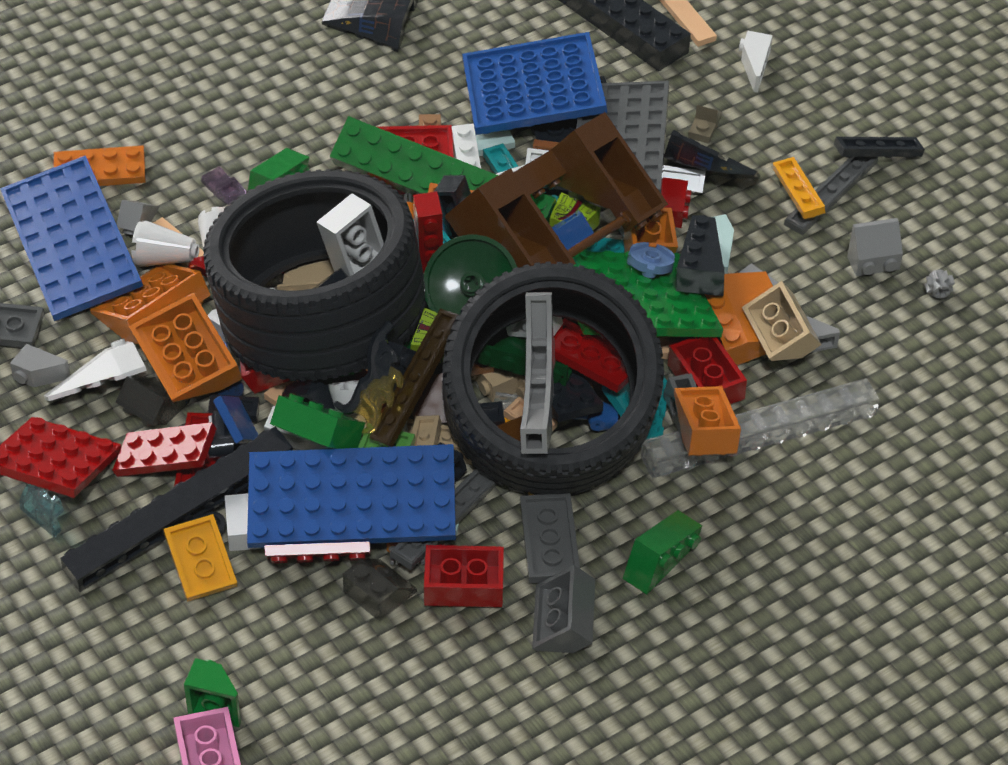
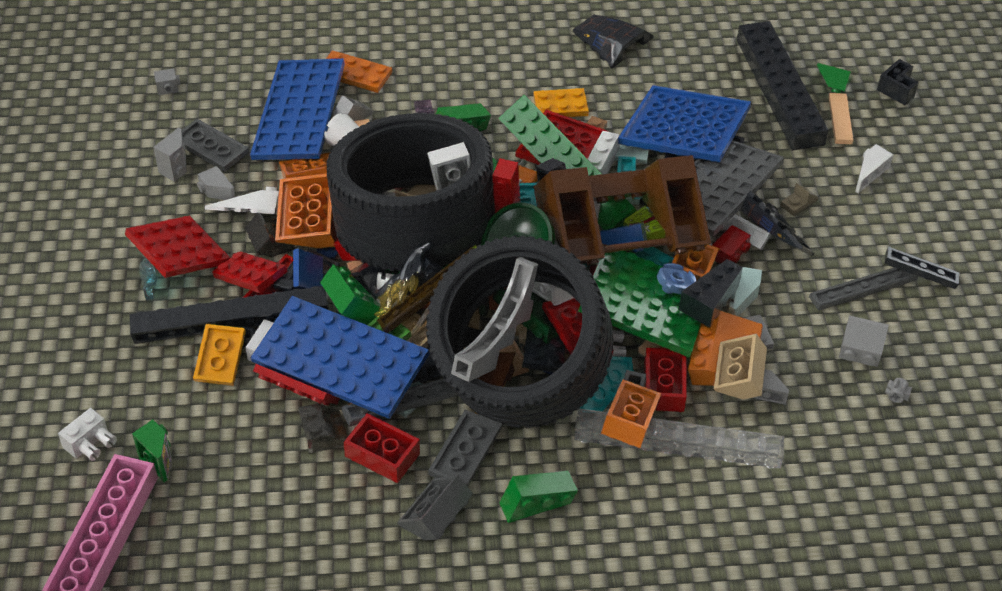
camera: 30 degrees right, 0 degrees up
(108, 713) = (83, 433): none -> white brick
(376, 109) = (562, 101): none -> light orange plate
(799, 188) = (835, 274): light orange plate -> none

